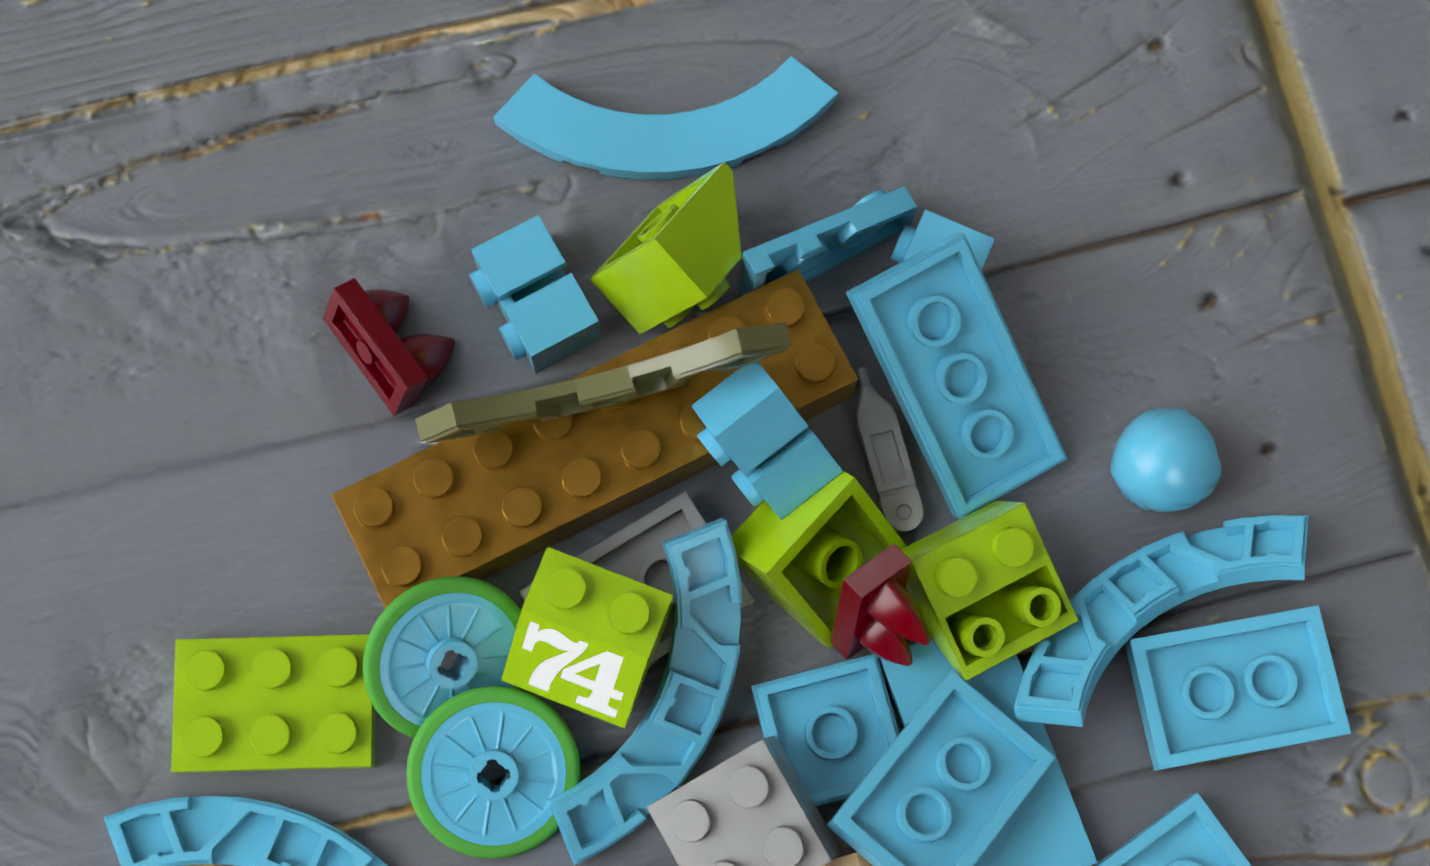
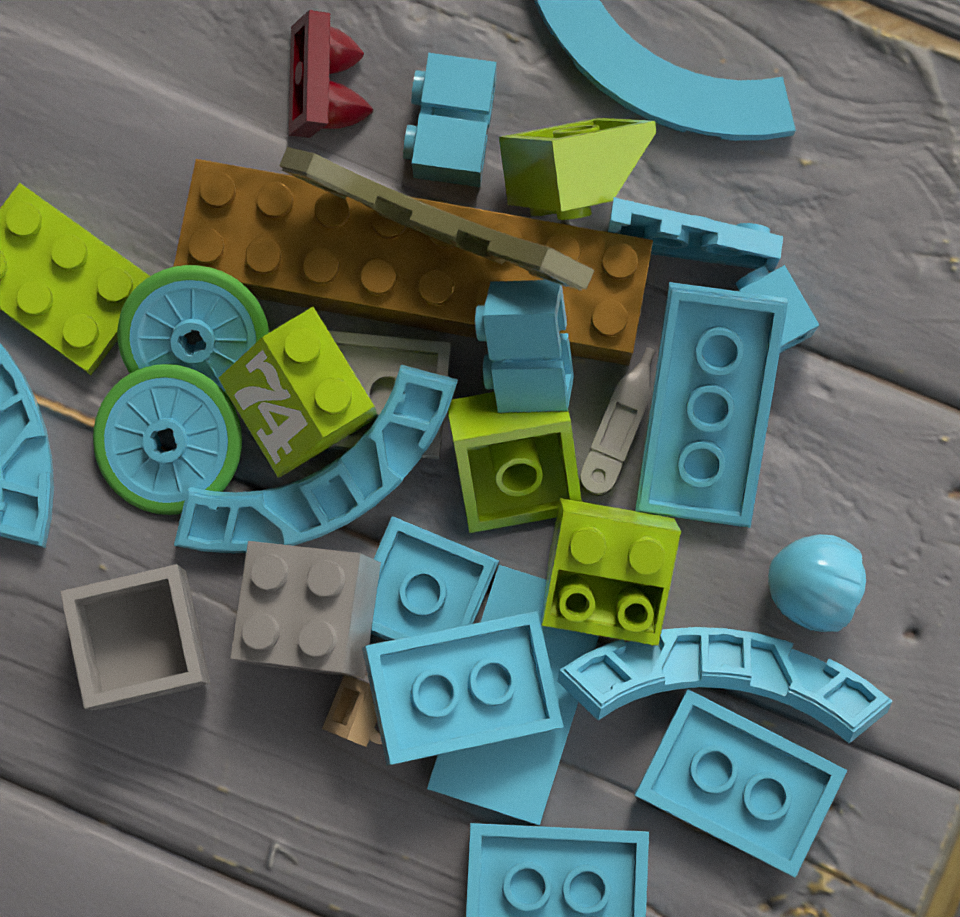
camera: 45 degrees right, 5 degrees up
(879, 610) = (515, 527): dark red tile -> none

